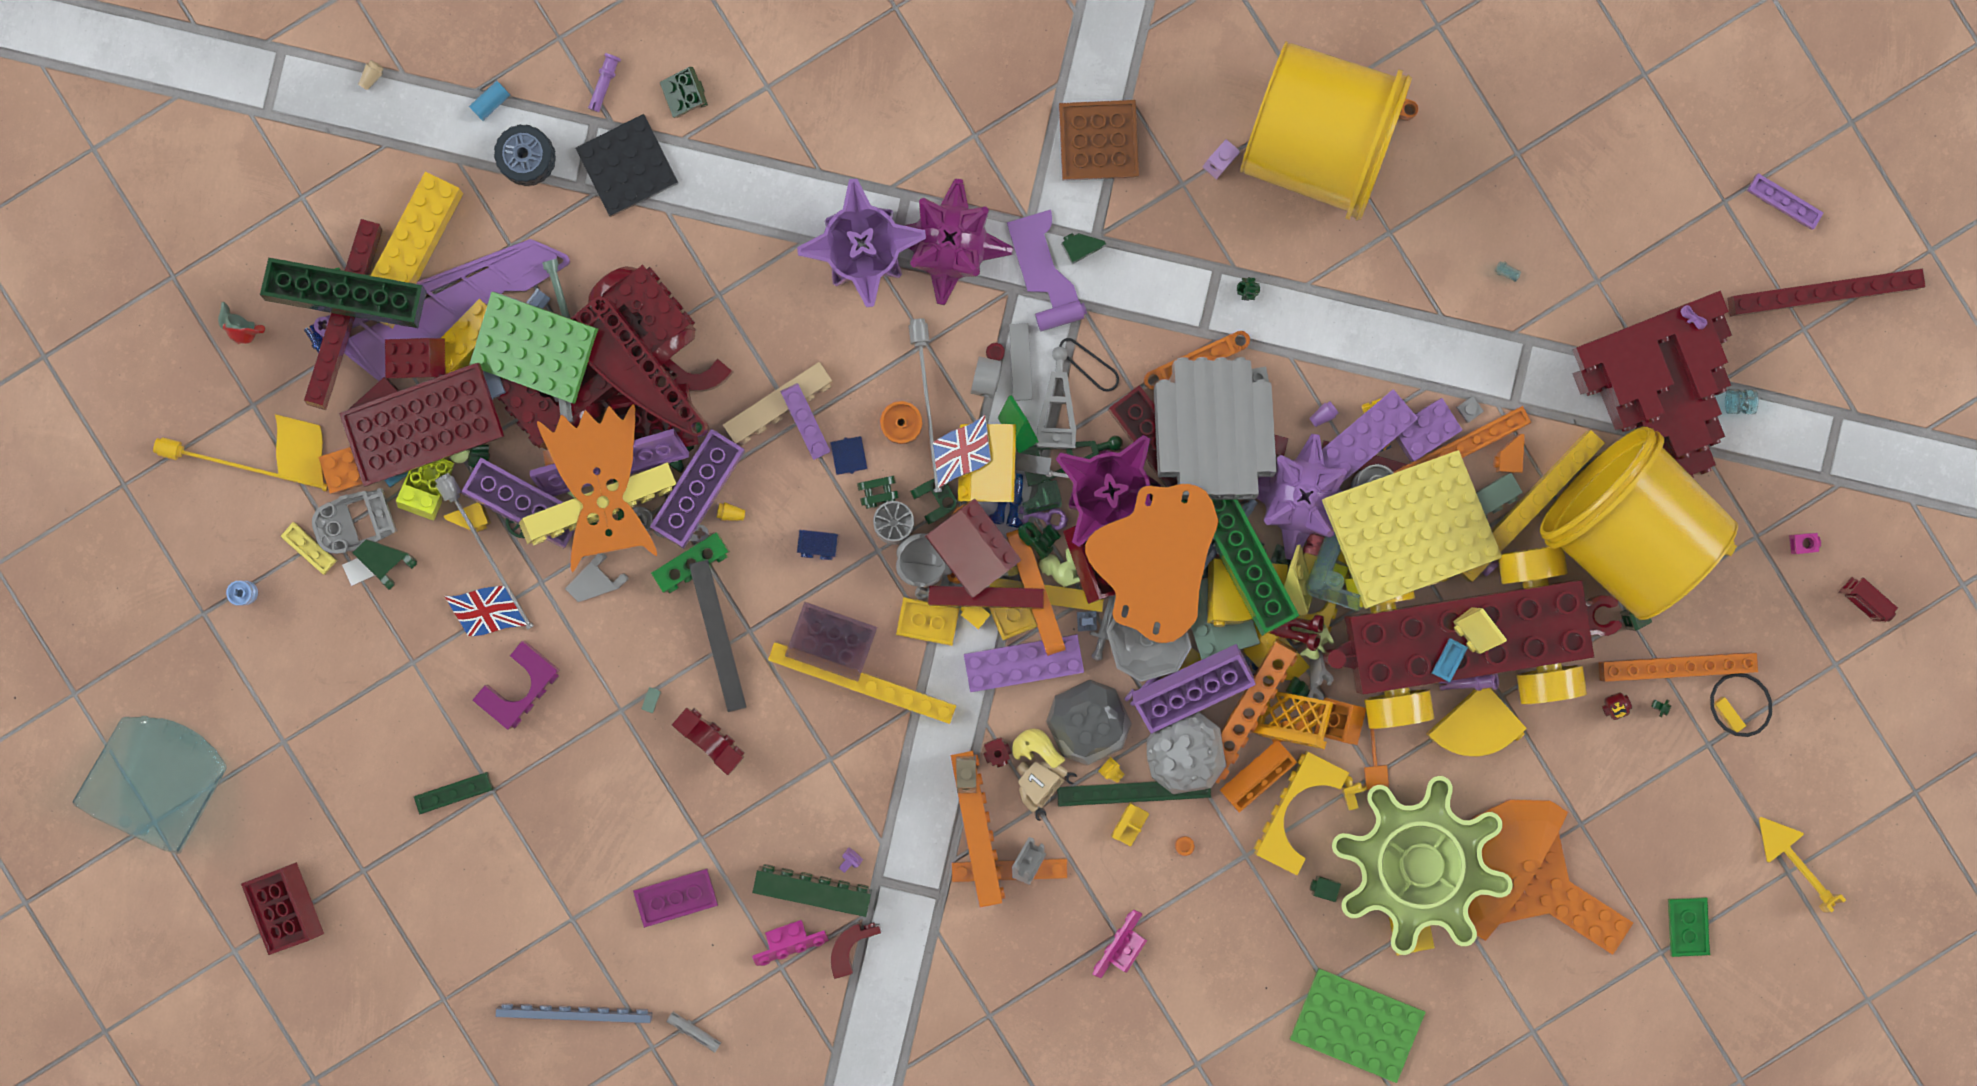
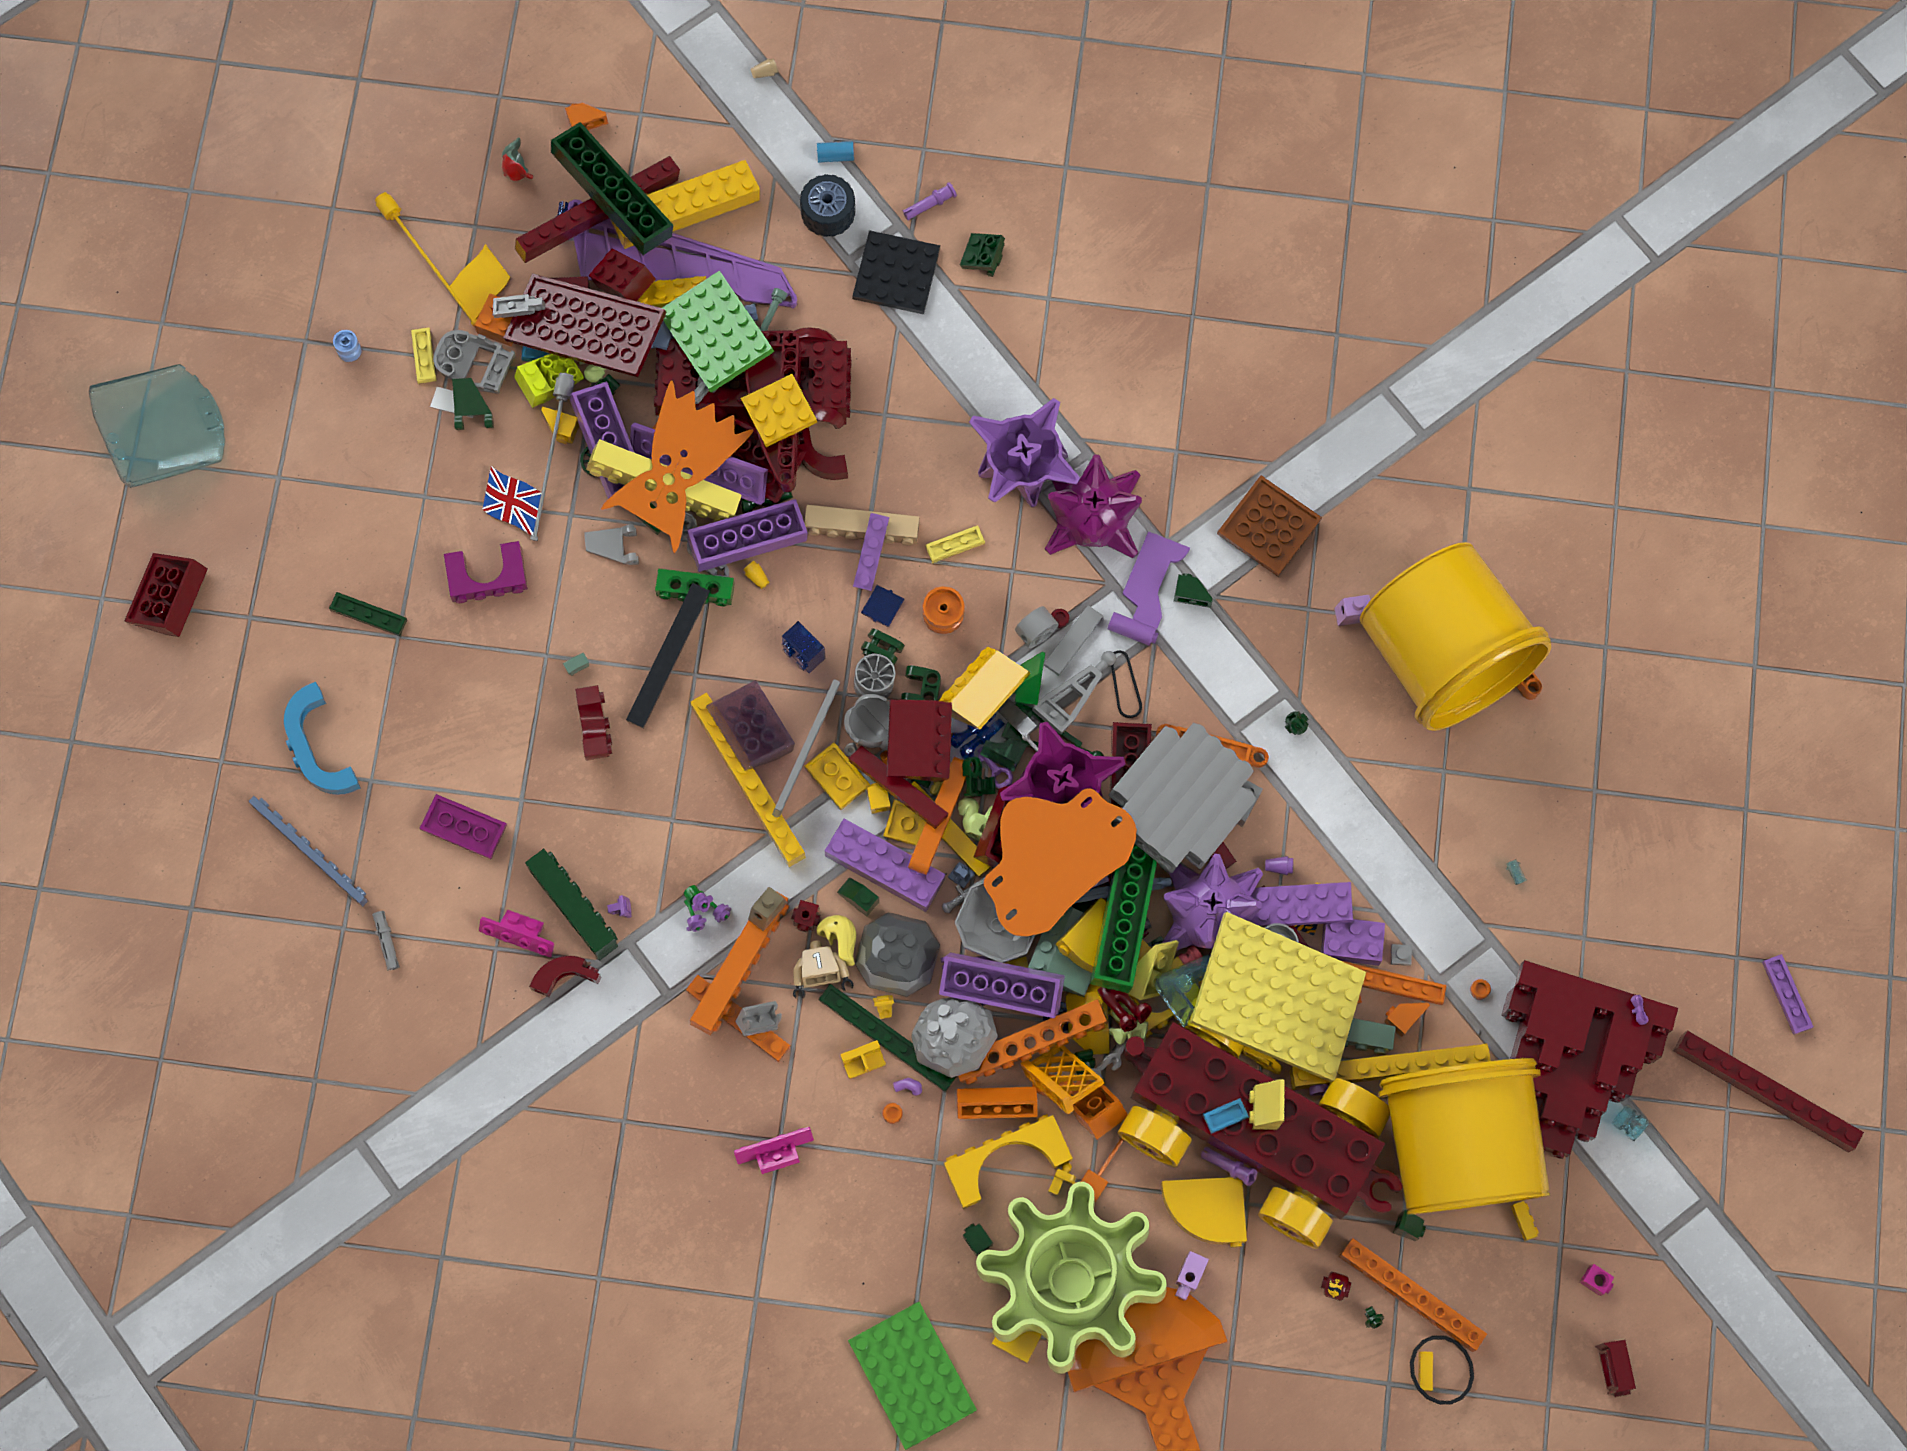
camera: 35 degrees right, 15 degrees down
(259, 240) = (587, 115): none -> orange slope
(352, 452) = (516, 305): none -> light grey hinge
(493, 939) = (295, 713): none -> dark azure arch
(644, 375) = (779, 410): none -> yellow plate
(863, 358) = (955, 544): none -> light yellow tile
(888, 622) = (806, 748): none -> light grey tile
(910, 809) = (702, 902): none -> medium lavender plant
(961, 449) = (973, 662): flag -> none
(1022, 702) = (859, 896): none -> dark green slope
(1179, 814) = (910, 1084): none -> medium lavender arm
(1500, 780) = (1194, 1266): none -> lavender torso
(1550, 387) = (1480, 989): none -> orange tile

